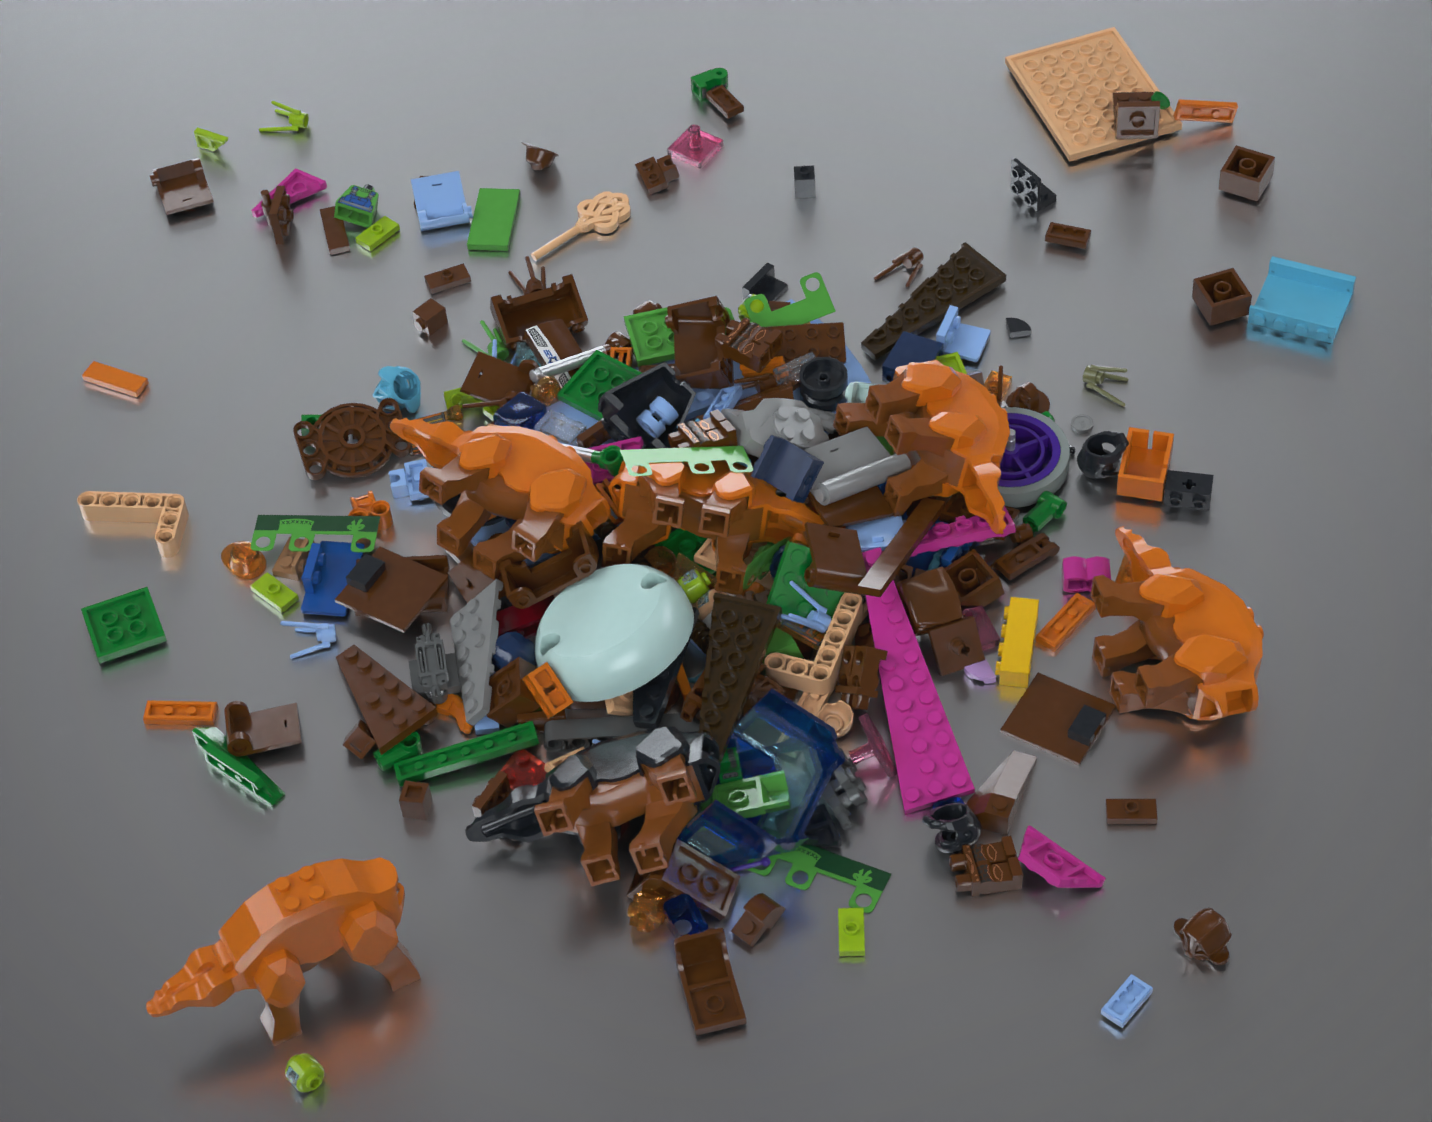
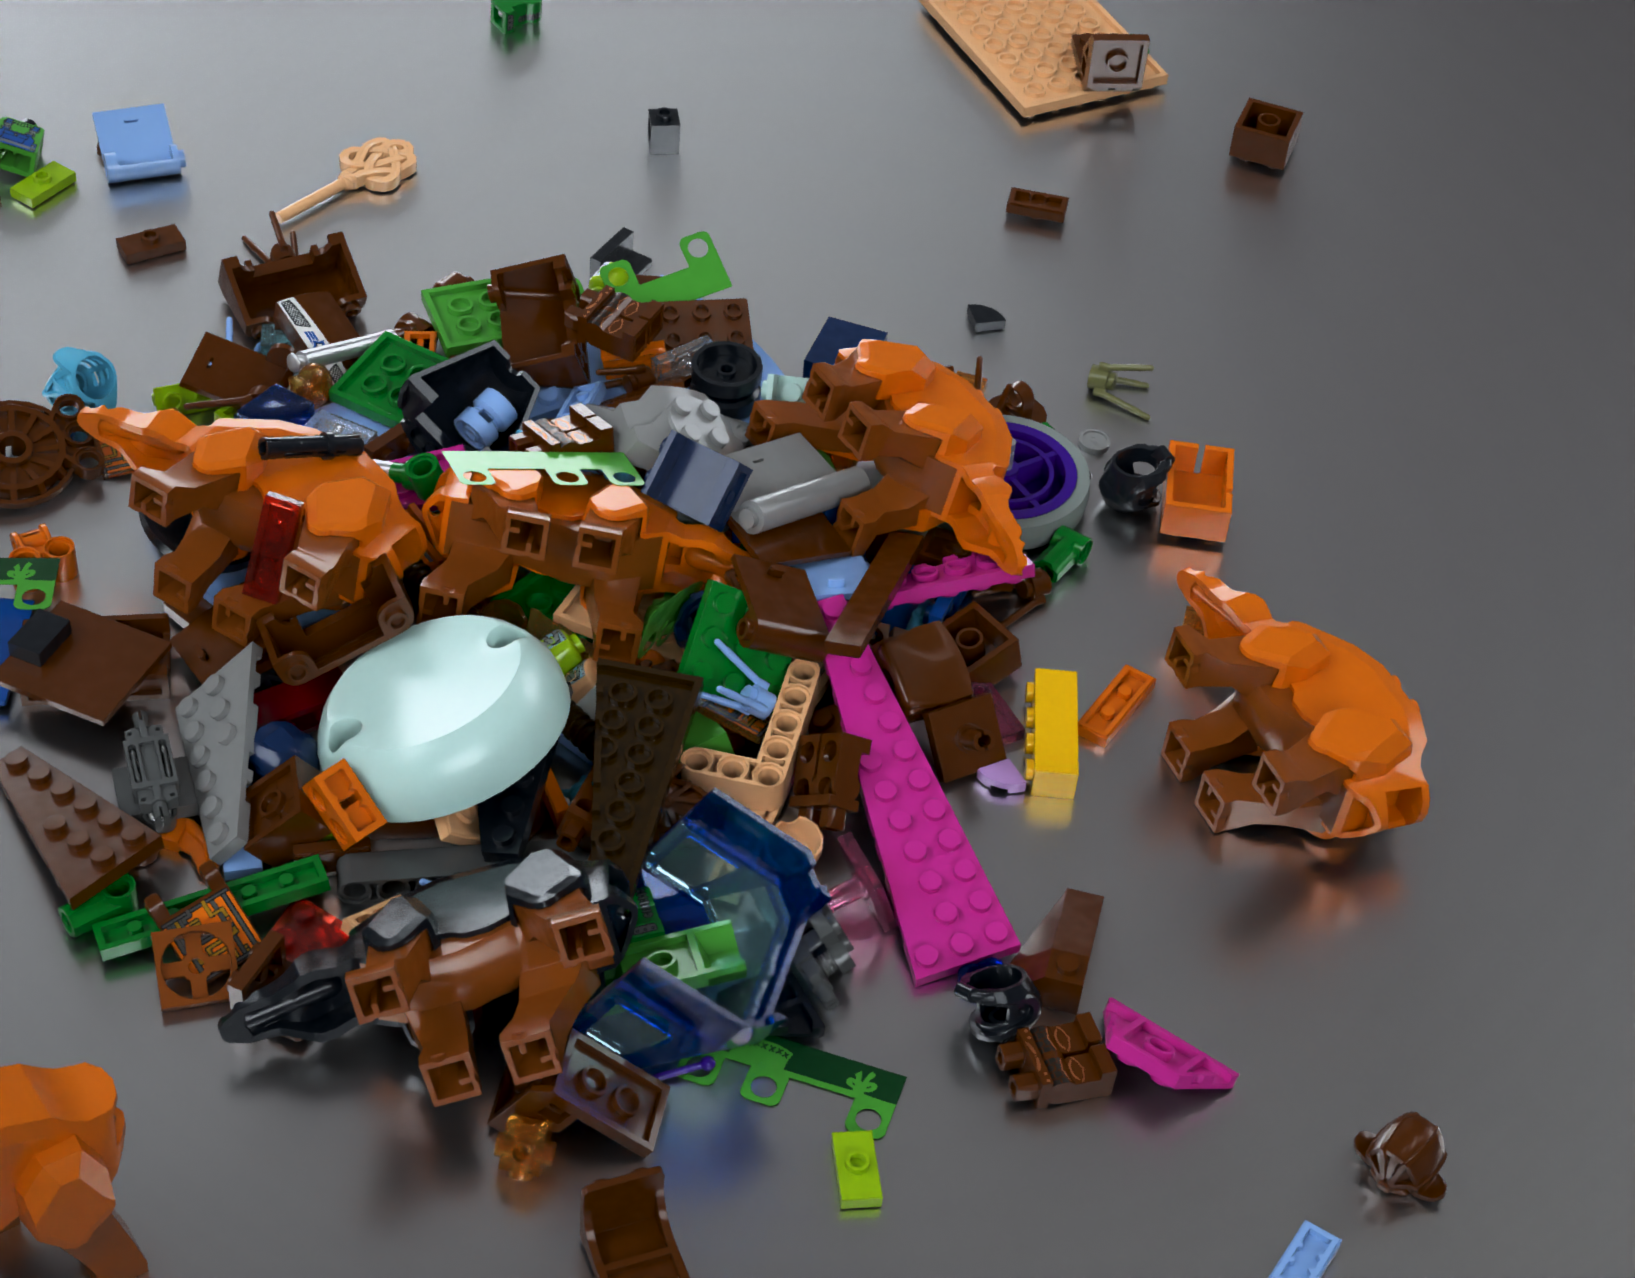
camera: 15 degrees left, 5 degrees down
(359, 739) = (34, 889): reddish brown panel -> none
(406, 481) = (107, 511): light blue plate -> none
(415, 800) = (131, 981): reddish brown panel -> none
(429, 317) = (127, 291): reddish brown brick -> none
(464, 770) = (213, 907): none -> flag
(474, 789) = (162, 939): none -> dark orange piece
(493, 219) = (216, 170): bright green tile -> none
(502, 351) = (239, 336): bright green plant -> none
(508, 516) = (271, 545): none -> clear red plate
(539, 157) = (280, 91): reddish brown piece -> none
(544, 446) = (324, 445): none -> black pin
(657, 174) = (453, 119): reddish brown plate -> none
(683, 908) = (588, 1140): clear blue piece -> none
(695, 147) = (503, 86): clear pink tile -> none
(724, 101) = (540, 33): reddish brown plate -> none
(759, 914) = (708, 1147): reddish brown brick -> none
(910, 259) = (823, 230): reddish brown plant -> none
(955, 283) = (883, 268): dark brown wing -> none
(960, 337) = (911, 327): light blue bracket -> none
(1026, 556) = (1046, 614): reddish brown plate -> none
(1029, 187) = (975, 142): black bracket -> none
(1058, 718) = (1126, 842): reddish brown piece -> none
(1079, 572) = (1134, 638): dark pink brick -> none
(1131, 811) = (1258, 973): reddish brown plate -> none
(1188, 490) = (1262, 526): black brick -> none
(1205, 111) = (1197, 60): orange tile -> none
(1221, 296) = (1262, 280): reddish brown brick -> none
(1303, 300) = (1368, 288): medium azure panel -> none

